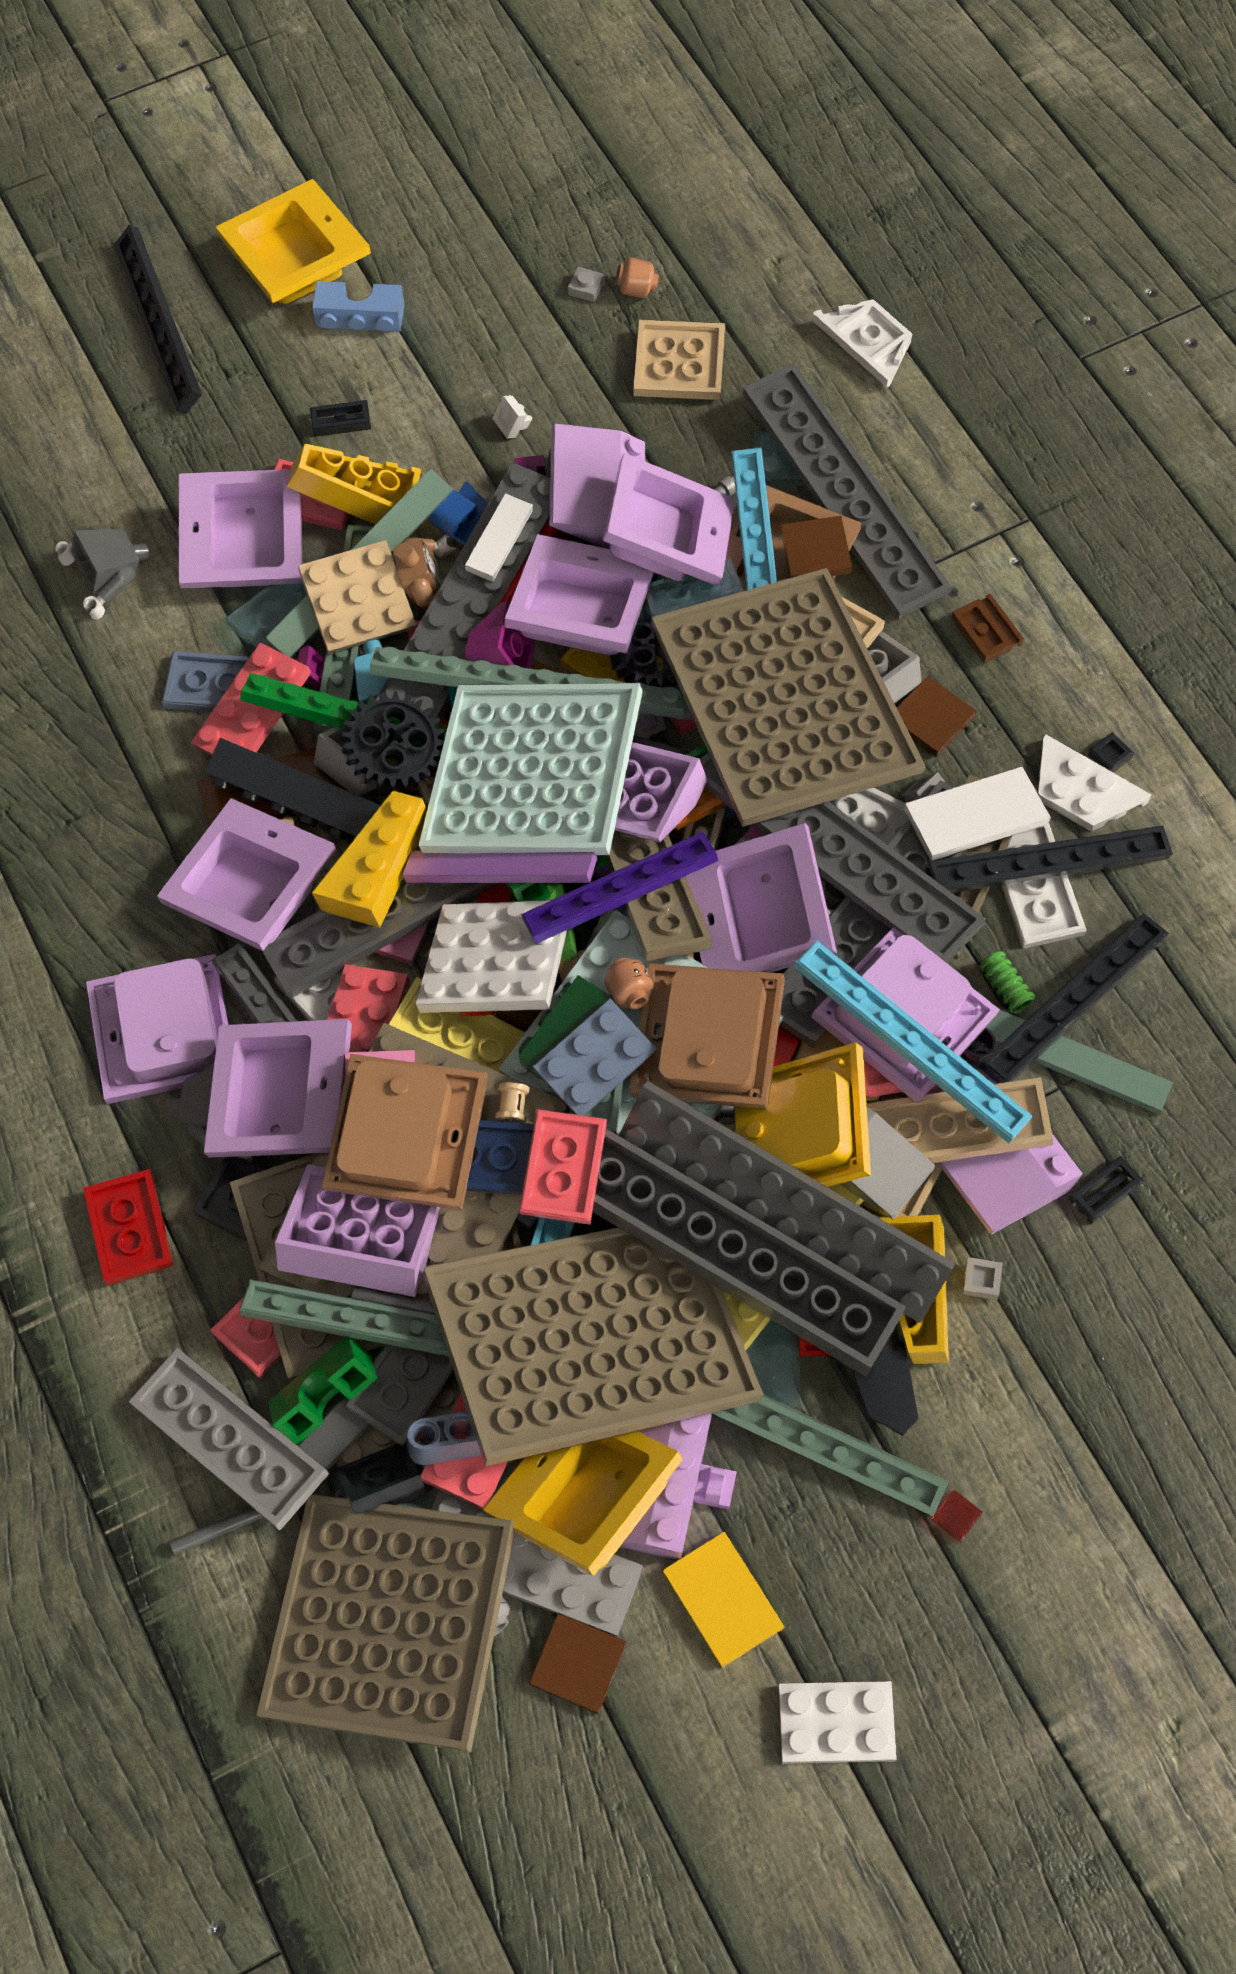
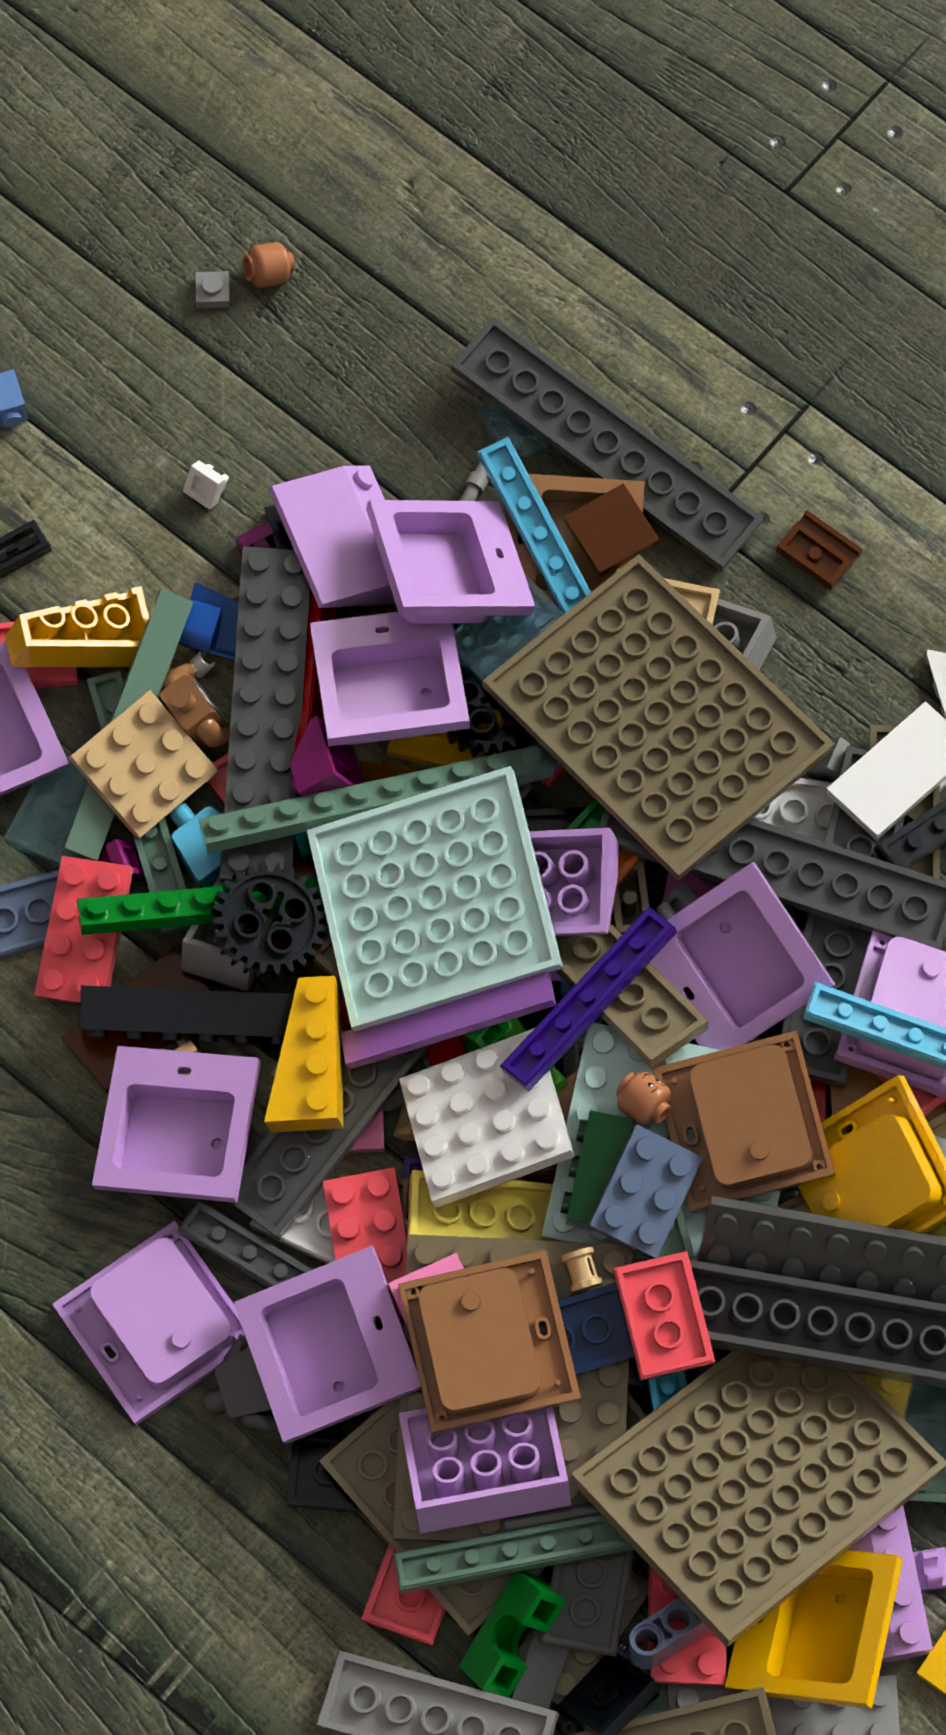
camera: 25 degrees left, 5 degrees up
(128, 1227) = (226, 1546): red plate -> none
(499, 537) = (271, 642): white tile -> none
(679, 359) = (358, 348): tan plate -> none
(868, 336) = (551, 247): white wing -> none
(934, 715) = (805, 669): reddish brown tile -> none

